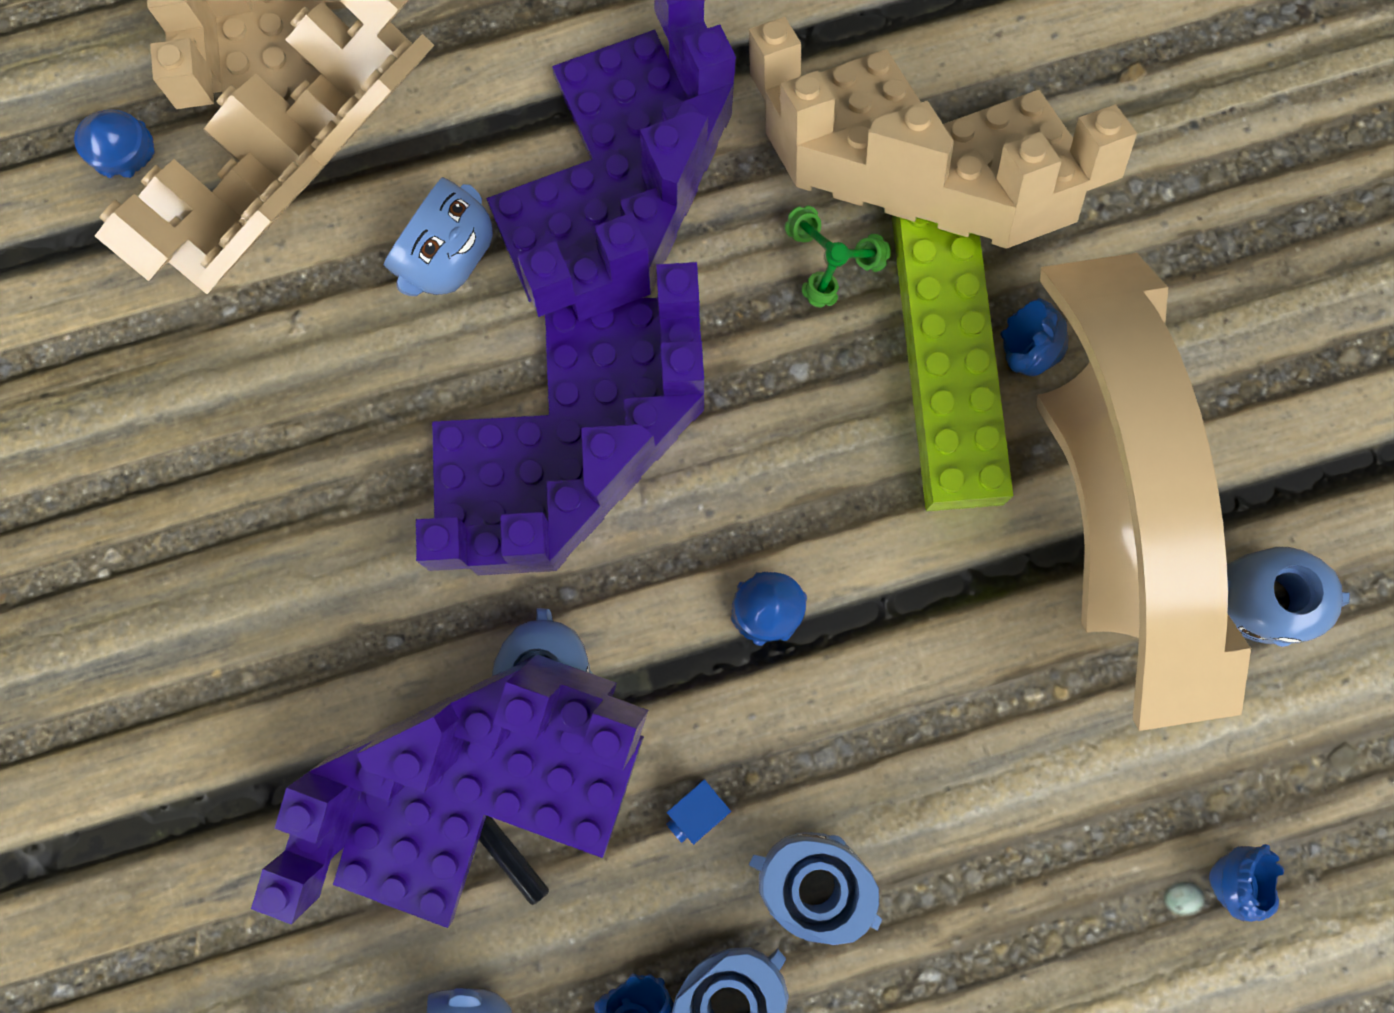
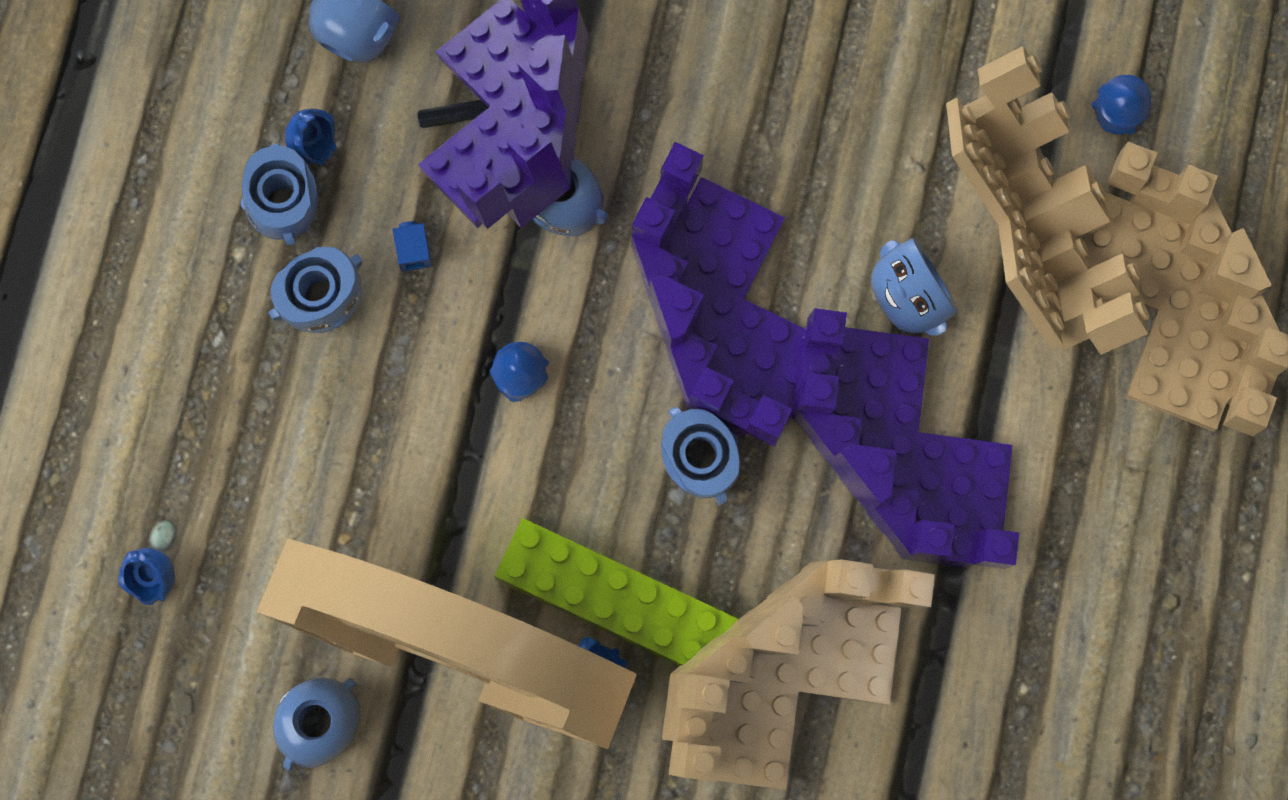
camera: 115 degrees right, 0 degrees up
(757, 325) = (700, 426): none -> medium blue piece
(822, 287) = (729, 544): bright green plant -> none

